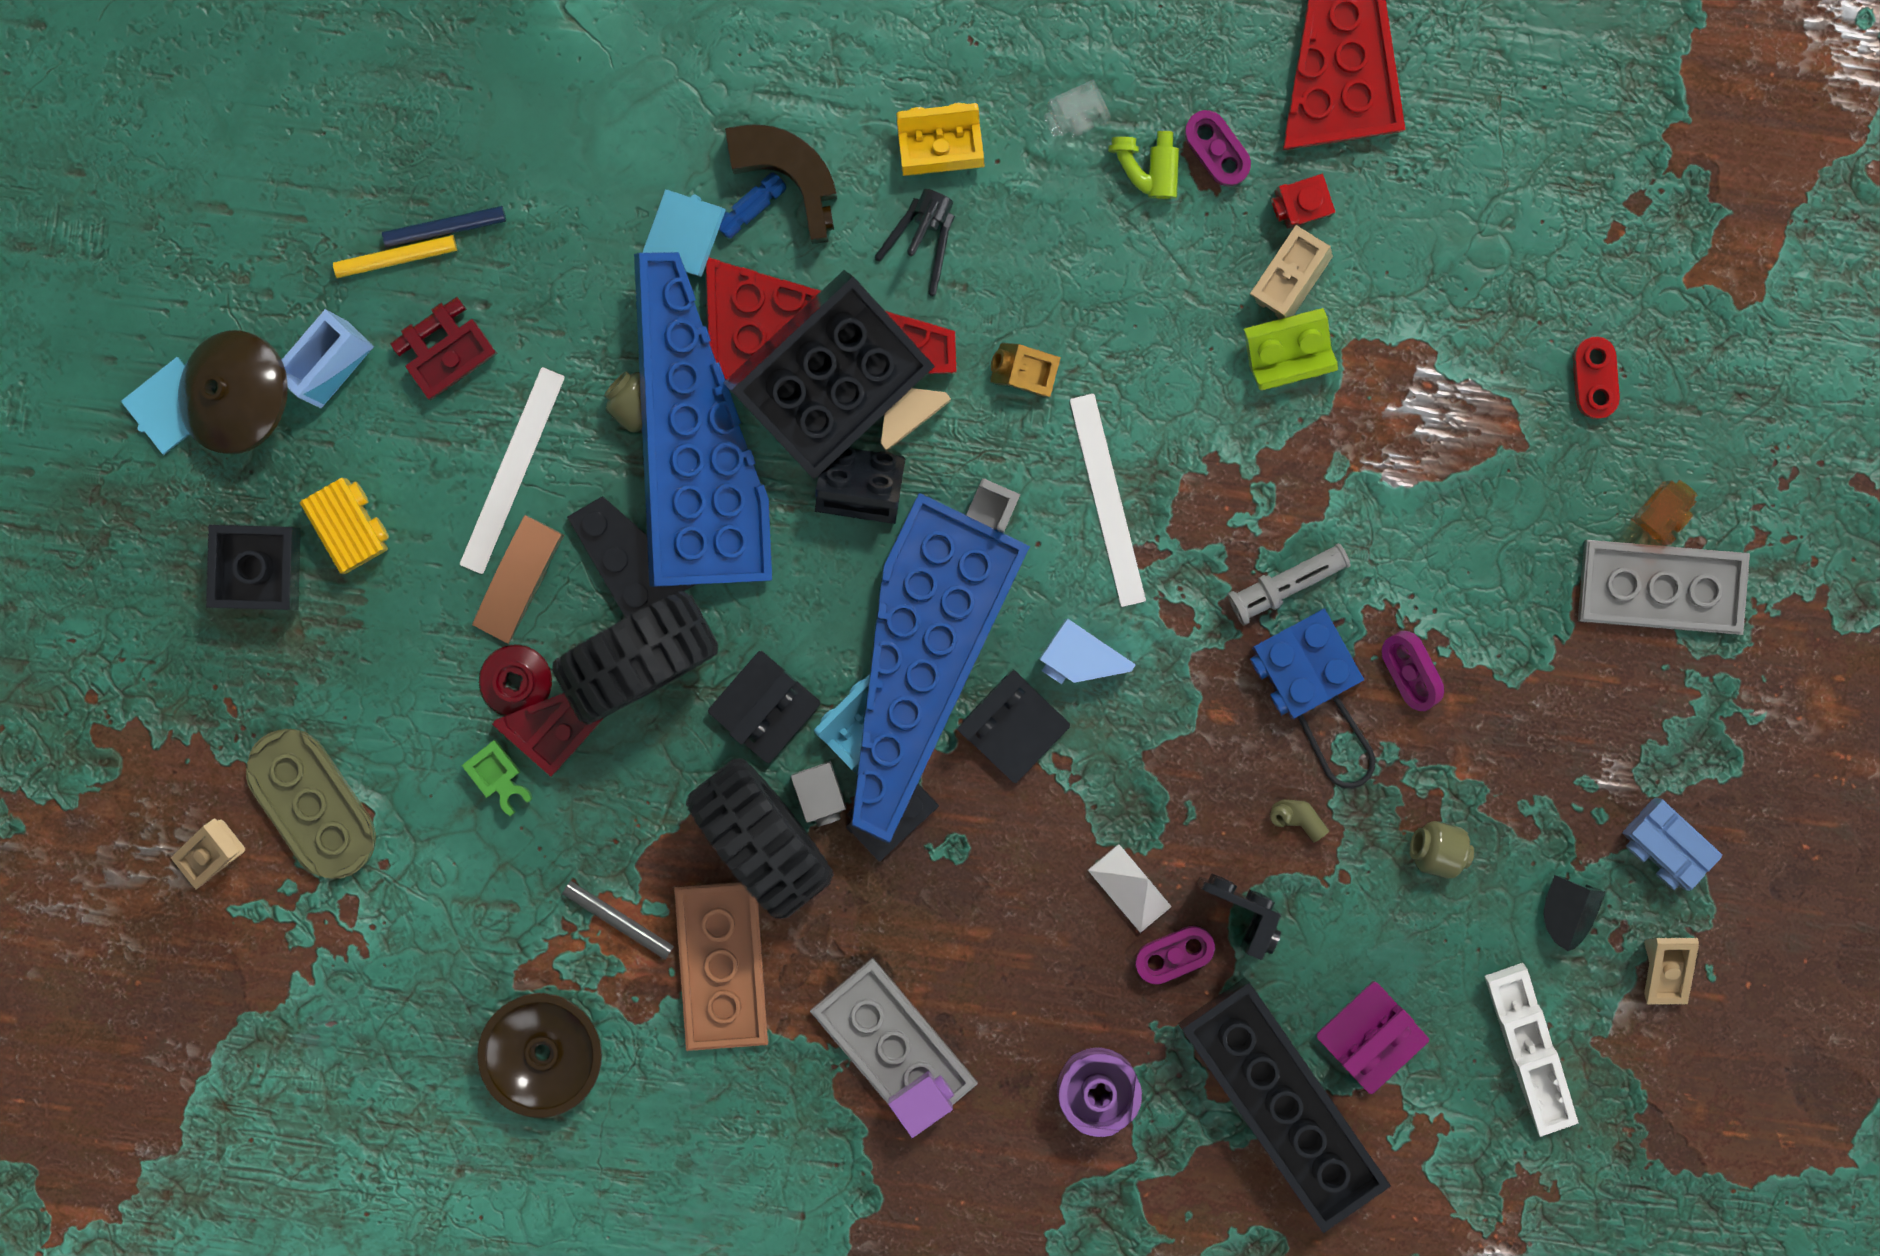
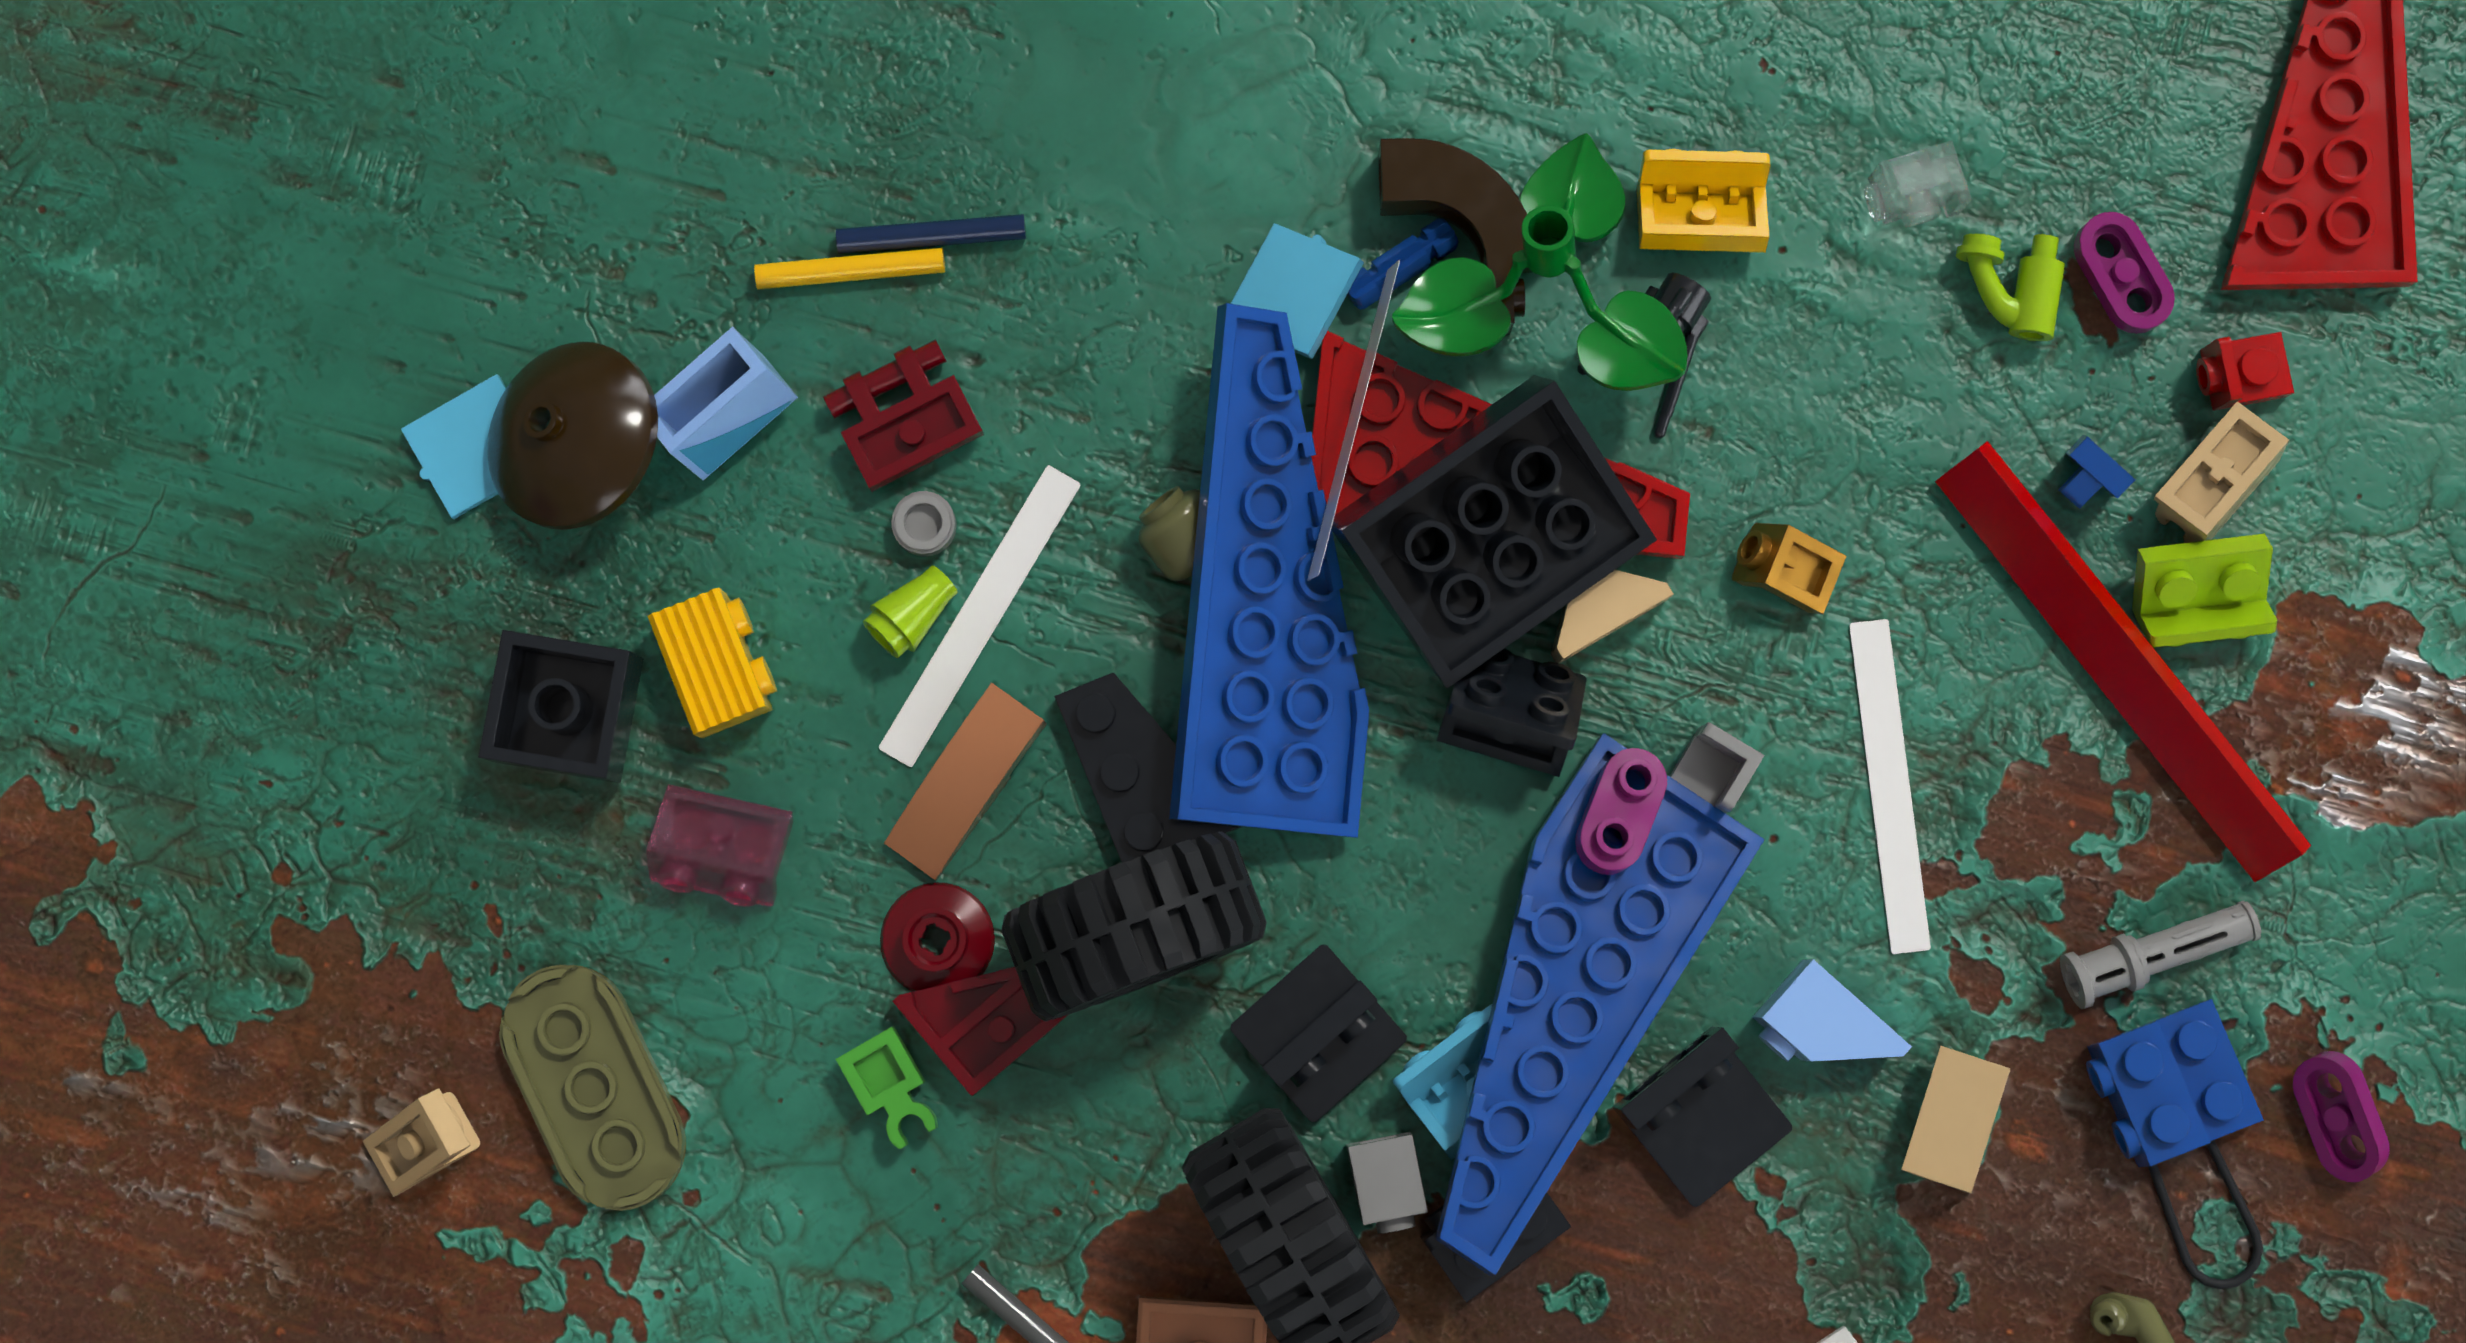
camera: 10 degrees right, 5 degrees down
(367, 641) = (718, 846): none -> clear pink bracket
(466, 475) = (910, 611): none -> lime cone
(467, 416) = (924, 523): none -> light grey tile
(731, 315) = (1353, 421): none -> white sticker
(860, 146) = (1567, 199): none -> green plant
(935, 540) = (1622, 808): none -> magenta plate
(1171, 706) = (1955, 1119): none -> tan hinge
(1213, 280) = (2094, 471): none -> blue tile
(1243, 401) = (2123, 663): none -> red tile

